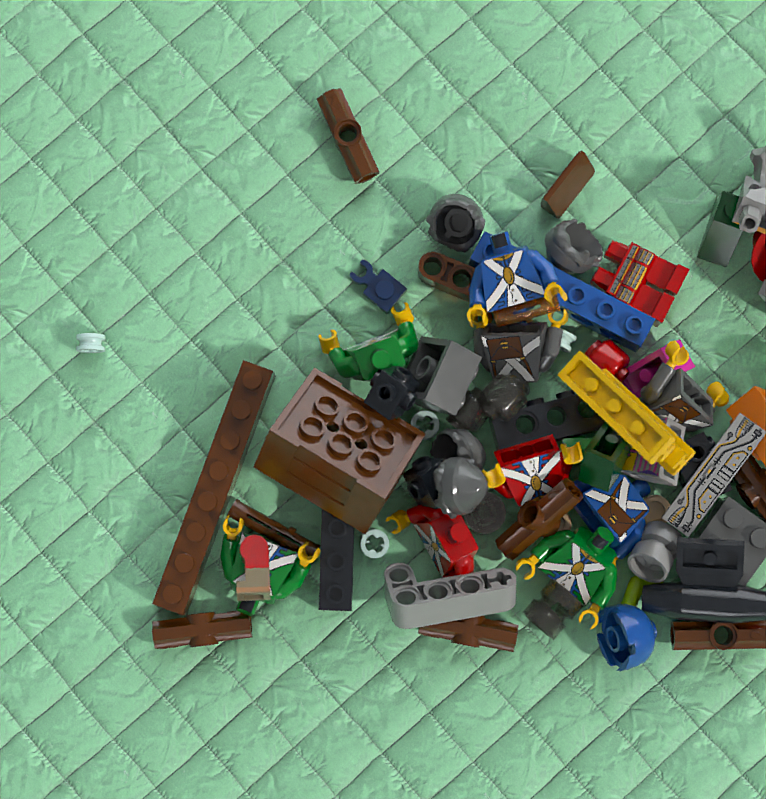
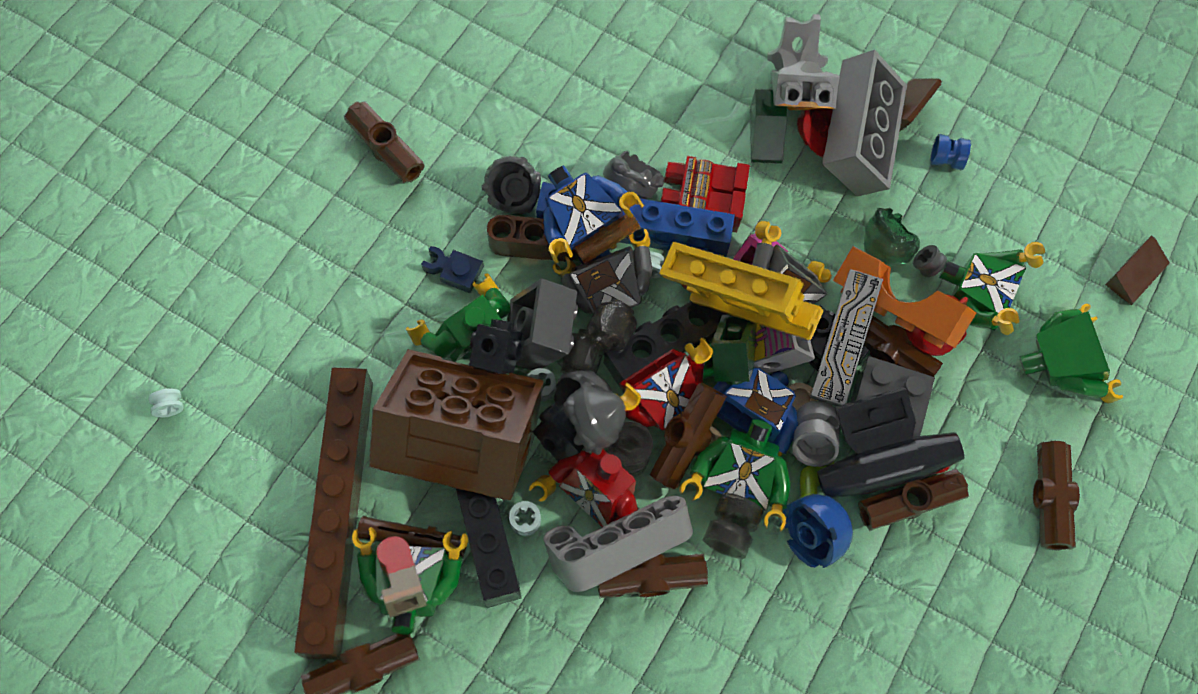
camera: 20 degrees left, 15 degrees down
(568, 185) = (608, 129): reddish brown slope -> none

